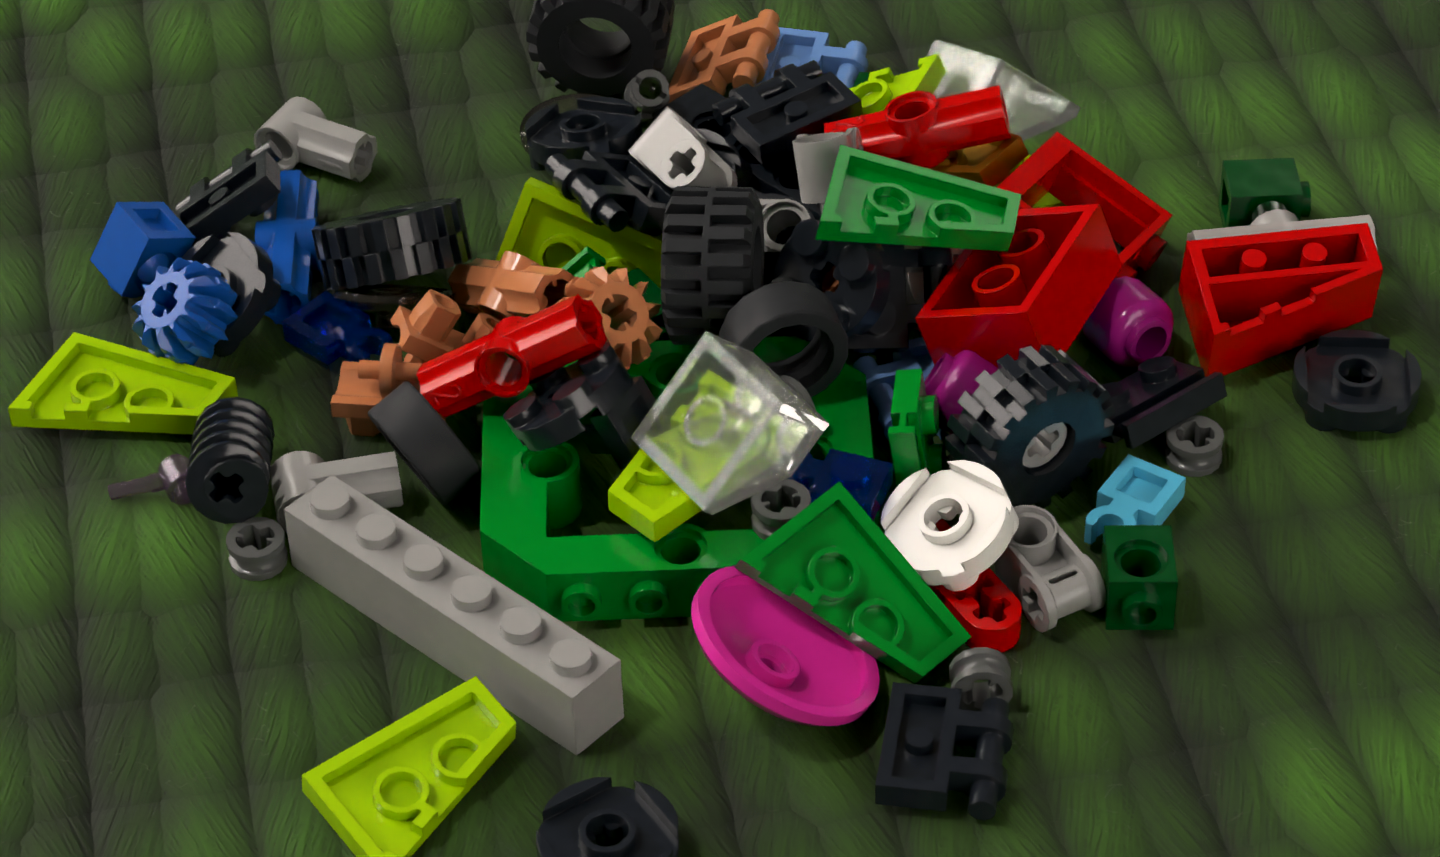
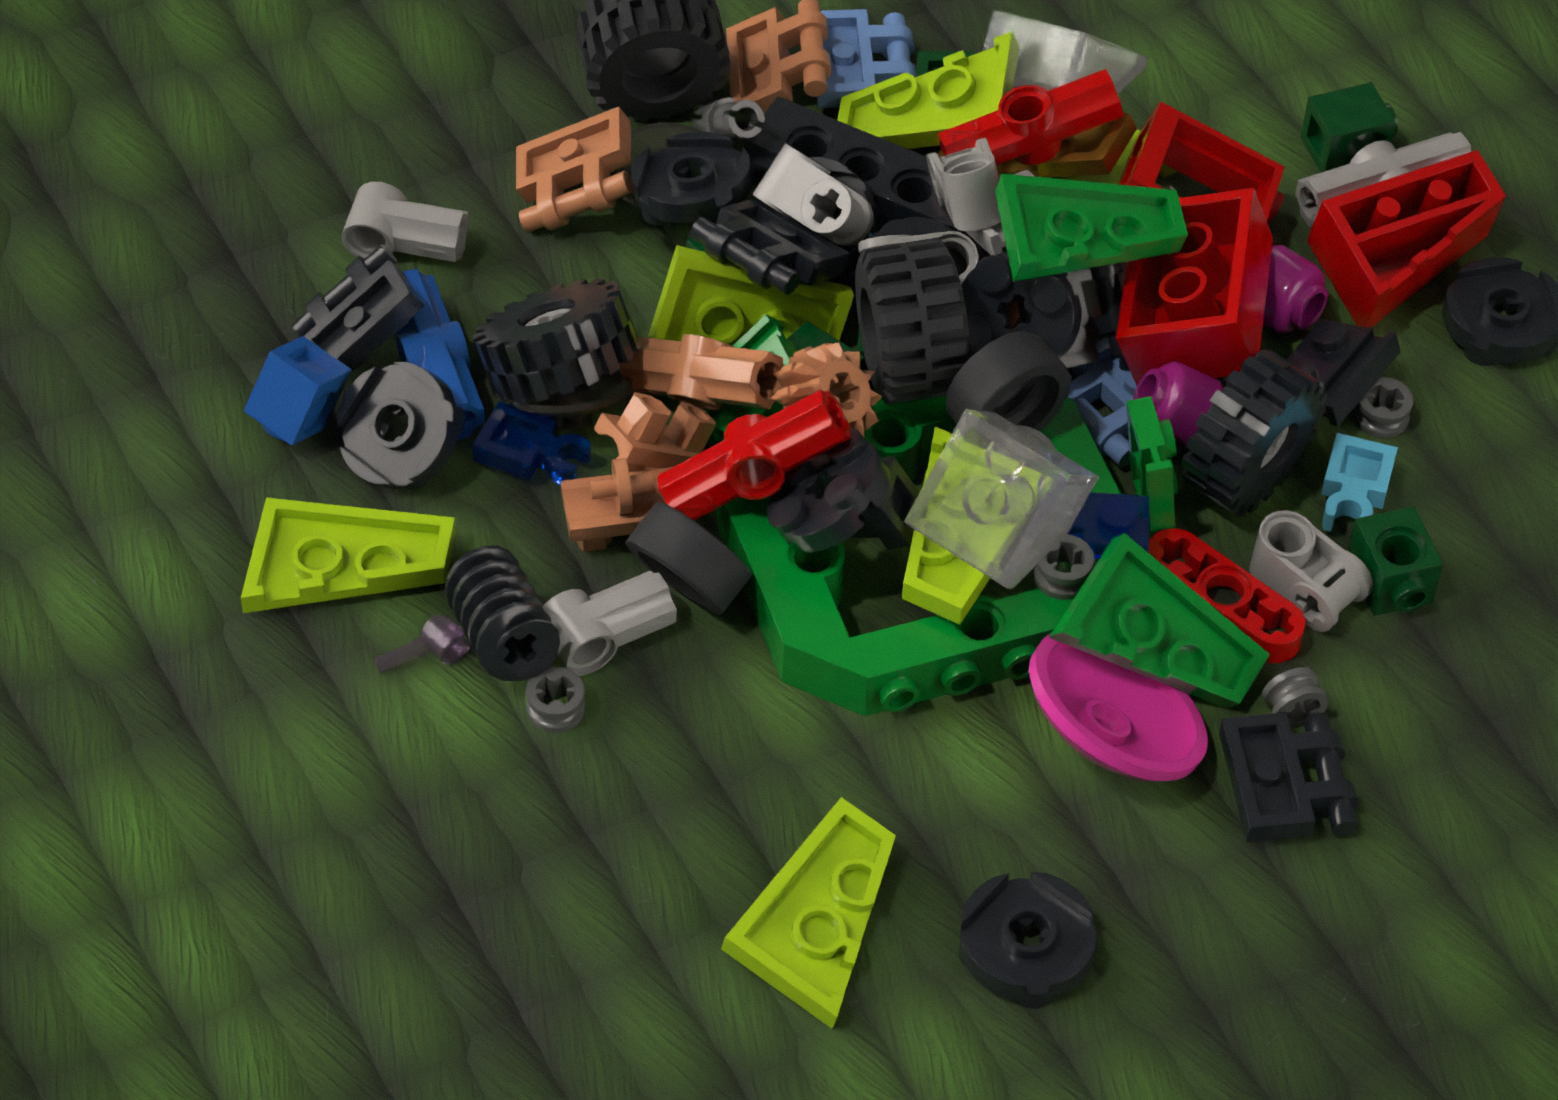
camera: 20 degrees left, 10 degrees up
(184, 311) = (361, 454): blue gear -> none
(456, 614) = (785, 731): light grey brick -> none
(487, 118) = (571, 157): none -> nougat plate
(785, 106) = (892, 130): black plate -> none
(968, 548) = (1253, 534): white plate -> none

